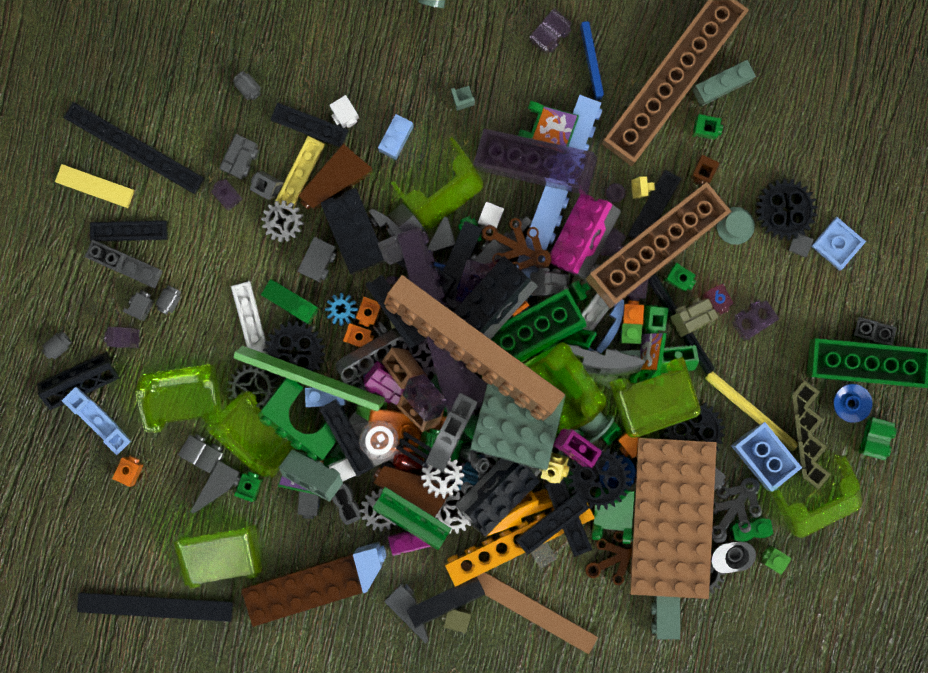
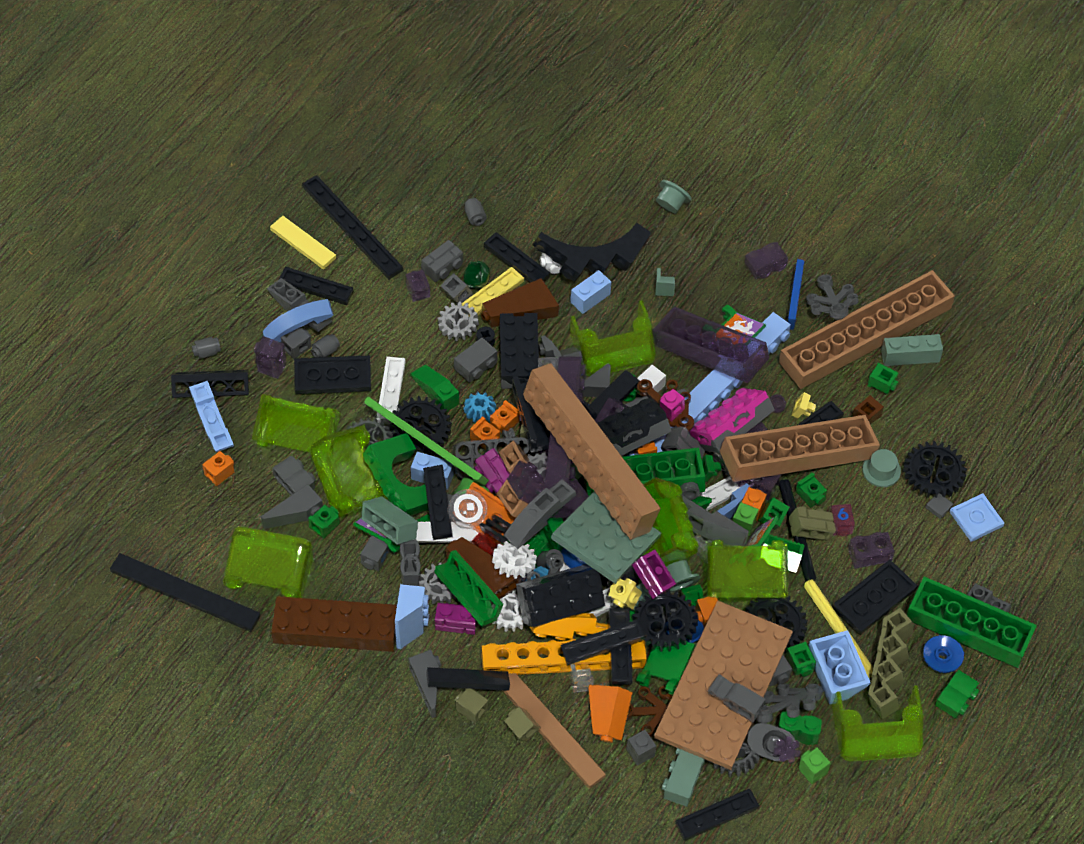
camera: 20 degrees right, 30 degrees down
(131, 286) = (298, 317): none -> medium blue slope
(188, 327) = (332, 374): none -> black plate
(279, 161) = (476, 274): none -> dark green hair
(318, 230) = (486, 331): none -> black wheel
(369, 113) = (595, 258): none -> black arch
(508, 621) = (522, 723): none -> olive brick
(523, 249) = (670, 401): none -> dark pink brick
(574, 335) = (690, 490): none -> dark grey tile
(580, 580) = (609, 711): none -> orange slope
(620, 602) = (641, 747): none -> dark grey brick
(632, 58) = (837, 309): none -> dark grey plant
(692, 537) = (737, 697): none -> dark grey piece
(706, 635) = (717, 814): none -> black tile
(737, 461) = (801, 653): none -> green brick
(749, 559) = (787, 753): none -> clear purple plant
(773, 367) = (875, 597): none -> black plate

